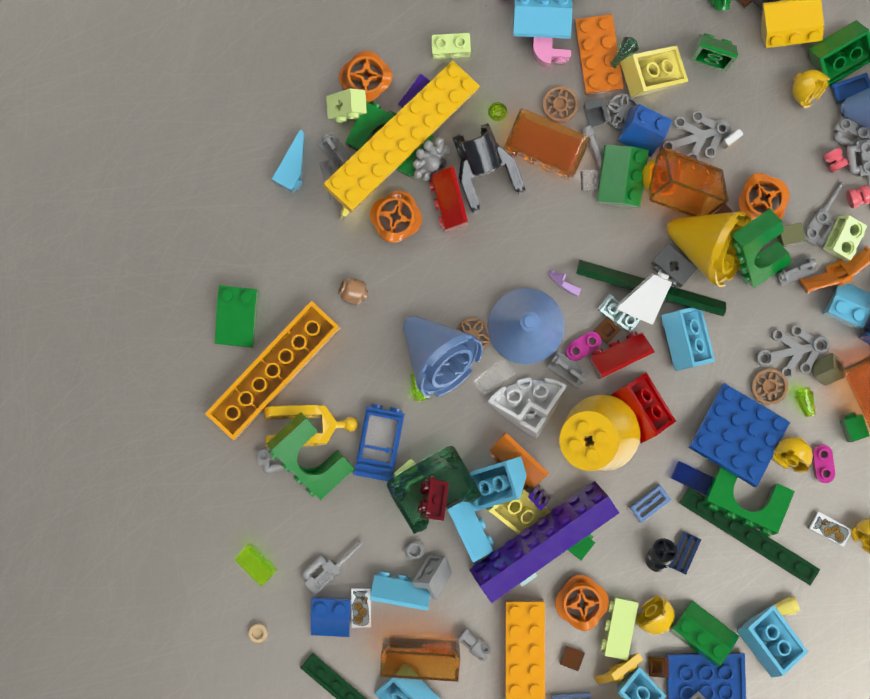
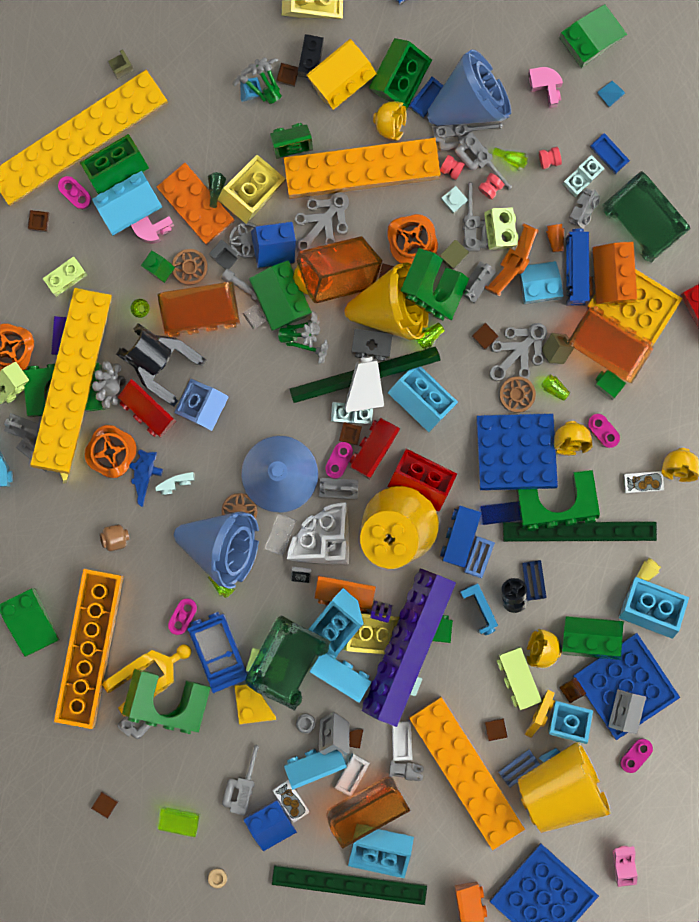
camera: 30 degrees left, 0 degrees up
(203, 510) = (104, 804): none -> reddish brown tile
(368, 394) = (182, 616): none -> dark pink plate
(379, 506) = (252, 706): none -> yellow wing
(412, 251) = (143, 470): none -> blue piece
(425, 619) = (352, 775): none -> white tile
(427, 276) = (170, 484): none -> light aqua slope
(433, 499) = (293, 670): dark red bracket -> none
(449, 589) = (355, 738): none -> reddish brown tile
(486, 617) = (402, 741): none -> white tile
(490, 422) = (301, 574): none -> slope
(497, 225) = (201, 404): none -> light blue slope
(534, 86) = (157, 266): none -> green brick
(559, 280) = (282, 417): lavender slope -> none
(583, 622) = (486, 692): orange piece -> none
(608, 214) = (289, 335): none -> plant
(629, 547) = (476, 591): none -> dark azure panel
(646, 476) = (460, 536): none -> blue brick
(729, 290) = (431, 335): none -> clear neon green cone
(732, 138) = (353, 204): white tile -> none
(759, 112) = (362, 168): none -> light orange brick
(773, 320) = (485, 336): none -> reddish brown tile
(820, 188) = (454, 199): none -> light aqua plate

